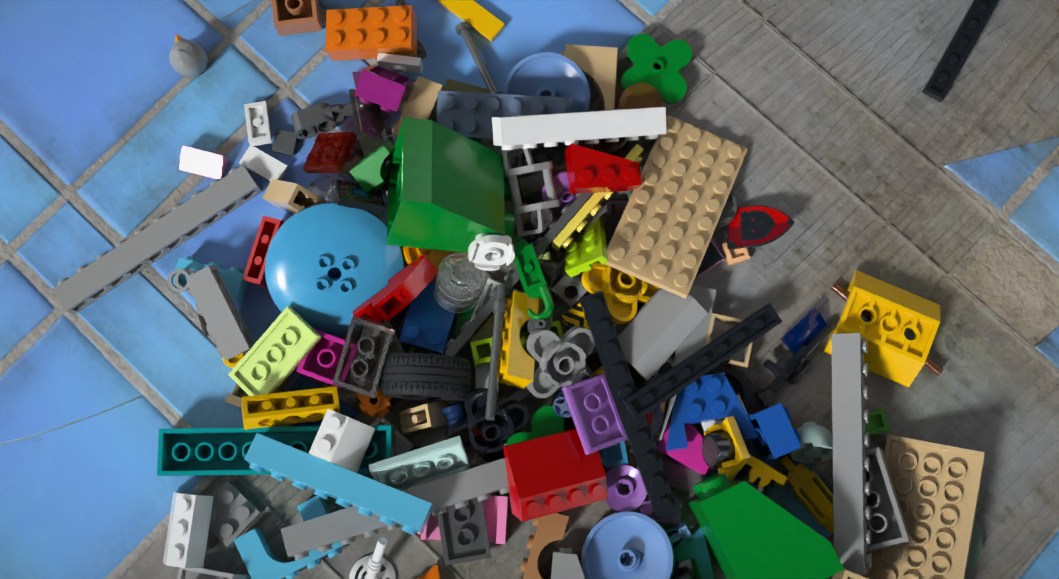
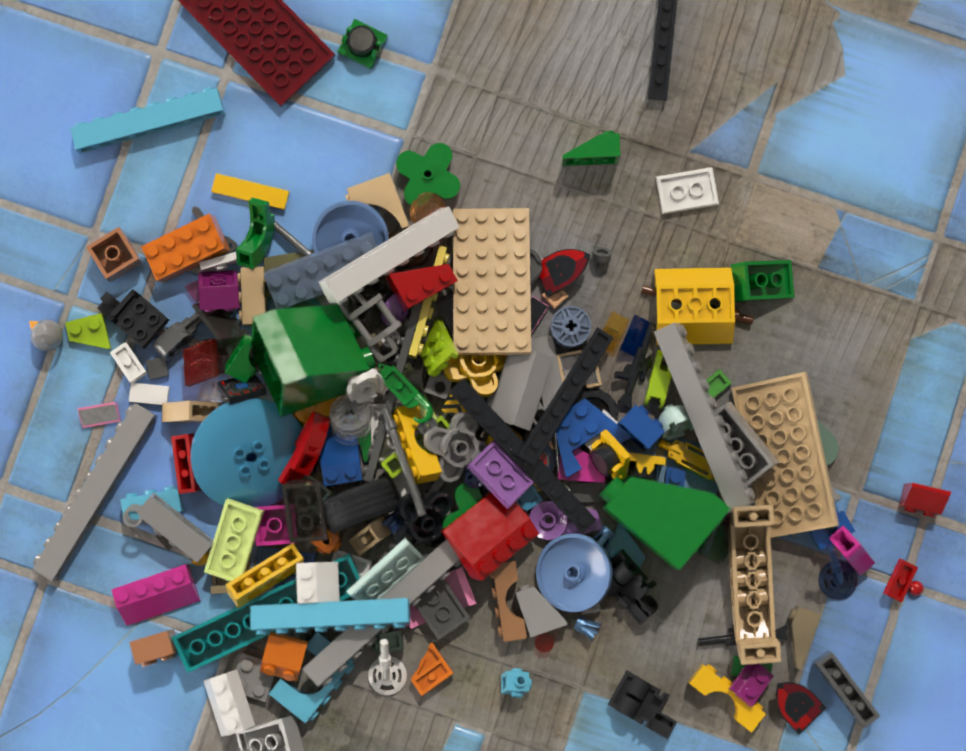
camera: 20 degrees left, 5 degrees up
(134, 432) = (148, 649): none -> nougat brick
(168, 376) = (156, 594): none -> dark pink slope
(234, 75) = (89, 331): none -> lime wing
(268, 506) = (283, 656): none -> orange slope
(286, 78) = (134, 316): none -> black plate
(396, 542) = (394, 641): none -> sand green bracket
(454, 52) = (259, 236): none -> green arch
(727, 294) = (563, 336): none -> sand blue wheel
(786, 501) = (675, 476): none -> blue plate
(788, 312) = (614, 327): none -> clear yellow slope
(804, 231) = (601, 256): none -> dark grey tile
(811, 391) = (658, 381): none -> lime piece
(845, 119) = (597, 151): none -> green slope
(925, 204) = (687, 191): none -> white tile
(970, 333) = (762, 280): none -> green slope

